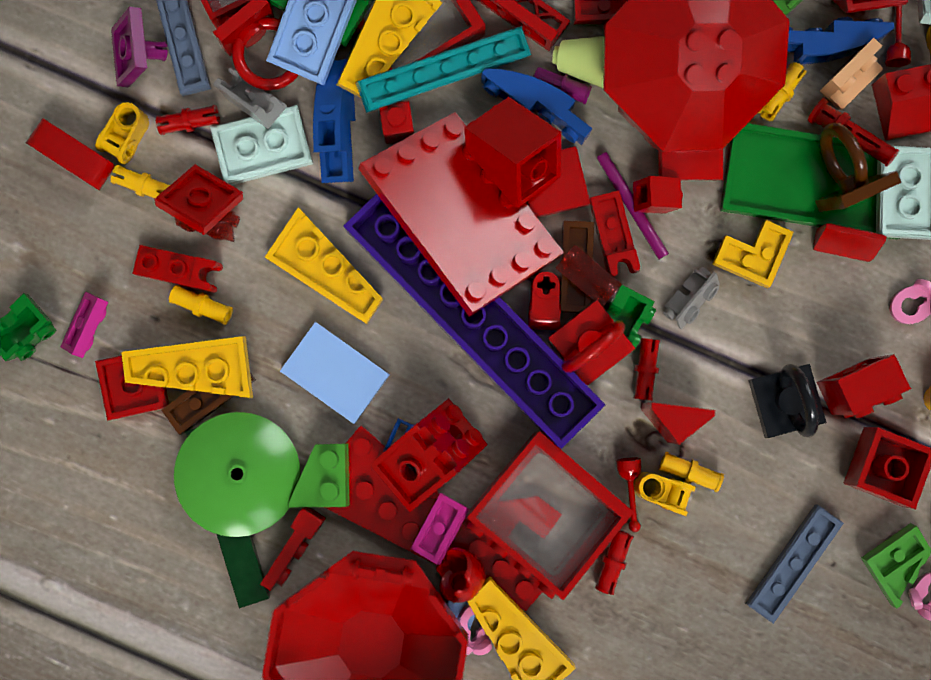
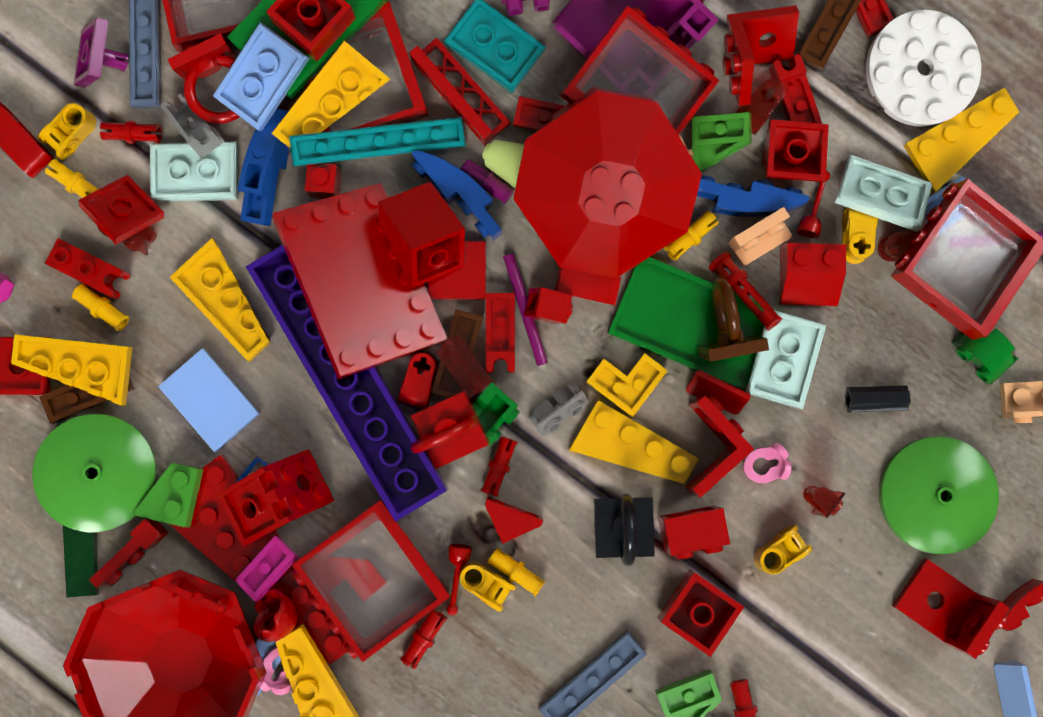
camera: 15 degrees right, 0 degrees up
(767, 315) = (624, 442): none -> yellow wing
(873, 280) = (729, 434): none -> red bracket

